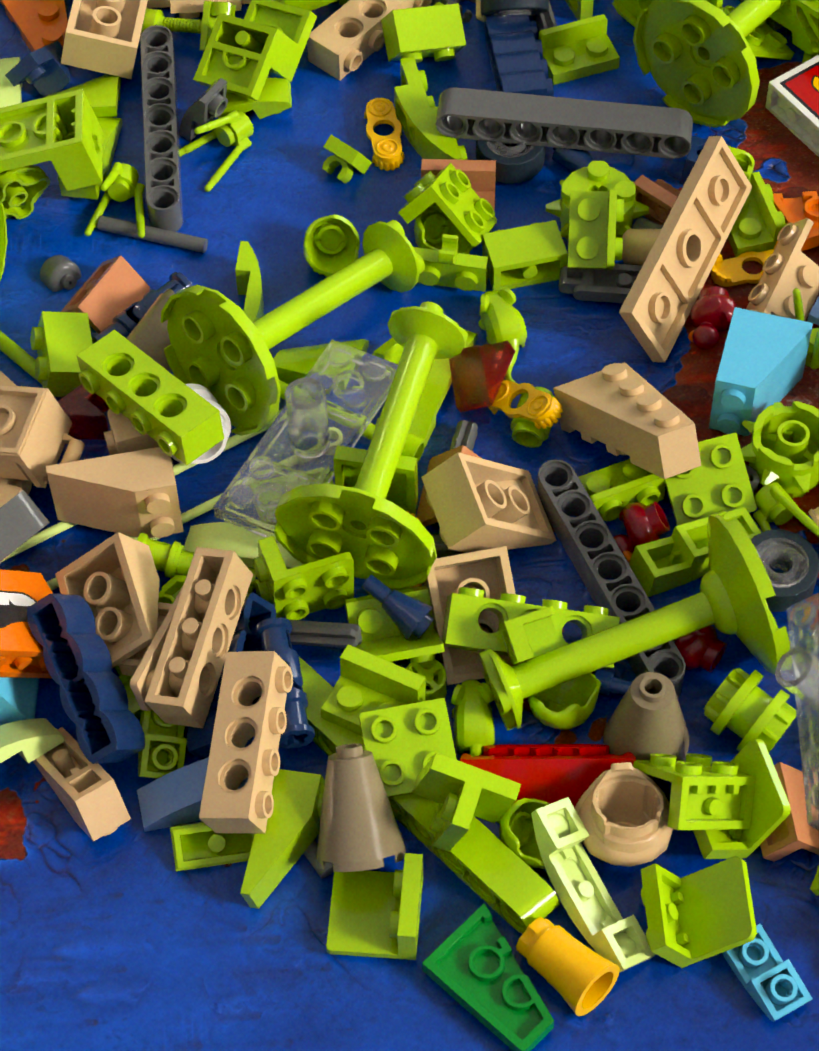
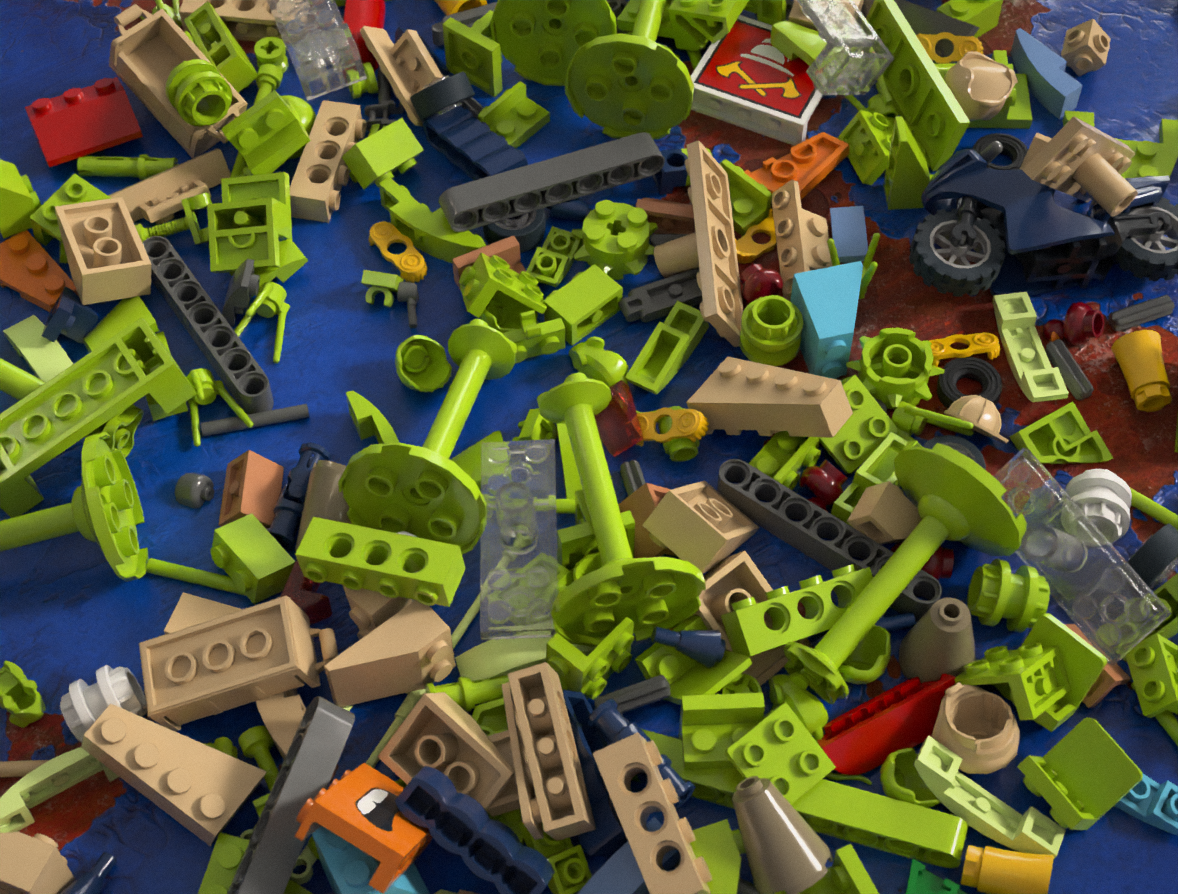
camera: 30 degrees left, 0 degrees up
(368, 179) = (408, 293): none -> dark grey hand
(464, 794) = (860, 782): lime bracket -> none
(527, 204) = (555, 257): none -> lime slope
(529, 635) = (814, 616): lime panel -> none
(576, 333) = (668, 348): none -> lime slope
(593, 230) = (637, 258): lime bracket -> none
(671, 575) = (884, 514): none -> tan slope
(687, 357) = (771, 330): none -> lime piece

